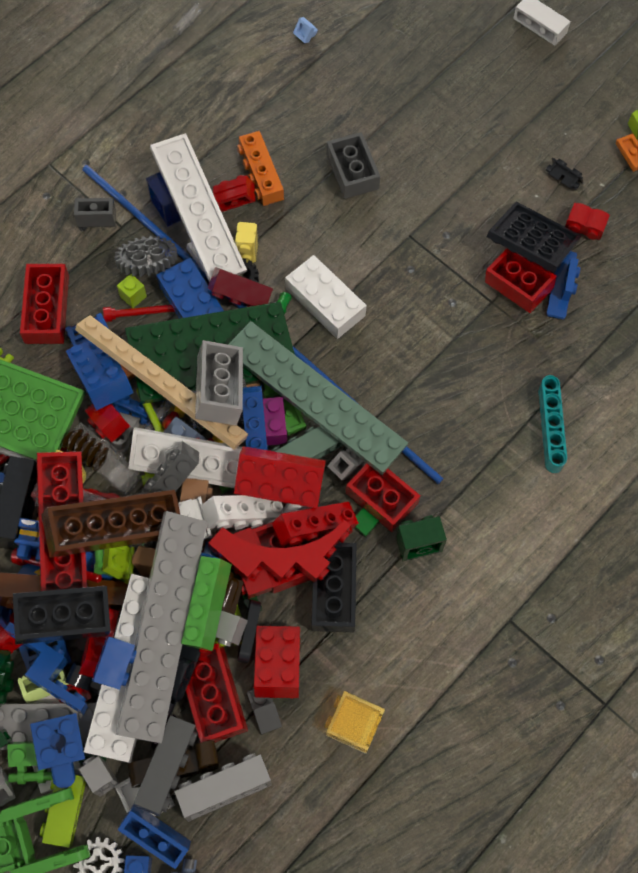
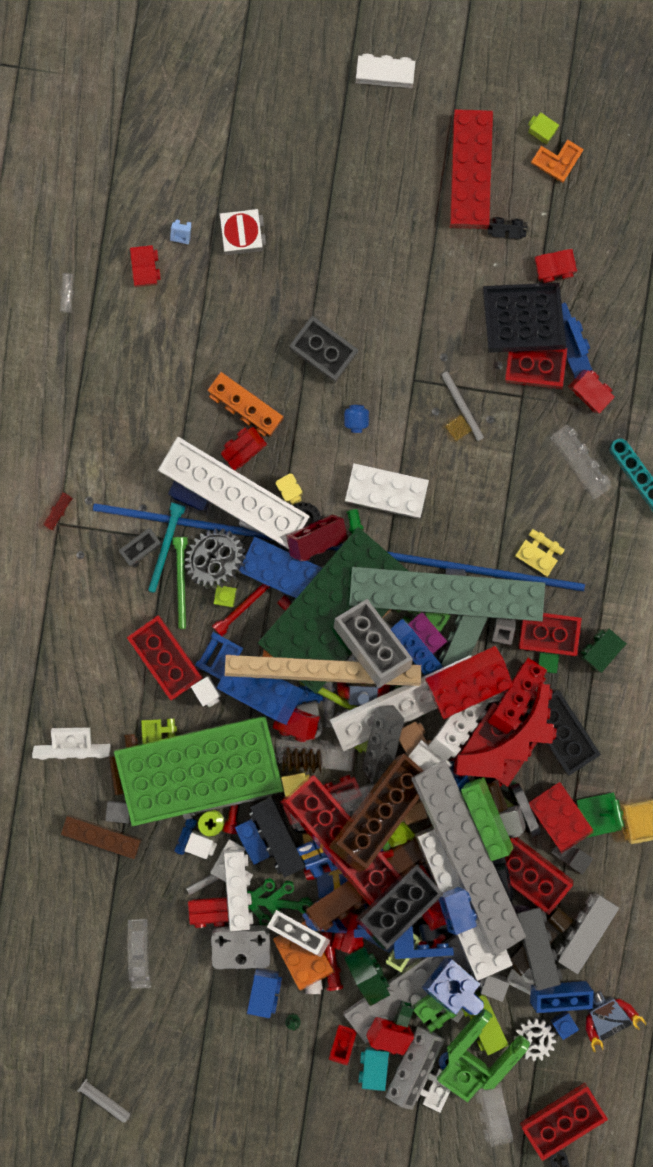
camera: 30 degrees left, 20 degrees up
(54, 347) = (206, 692): none -> white brick
(55, 152) = (57, 511): none -> clear red pin
(129, 232) = (180, 544): none -> bright green piece
(145, 206) = (176, 511): none -> teal piece
(259, 34) = (144, 266): none -> red brick
(317, 688) = (602, 813): none -> green plate
(342, 230) = (356, 418): none -> blue head
(351, 55) = (242, 232): none -> piece
(415, 430) = (537, 558): none -> light yellow plate
(420, 291) = (458, 428): none -> clear yellow tile
(436, 277) = (462, 405): none -> light grey bar
(507, 375) = (580, 462): none -> clear brick
(555, 327) = (591, 390): none -> red brick
(563, 117) = (471, 169): none -> red brick

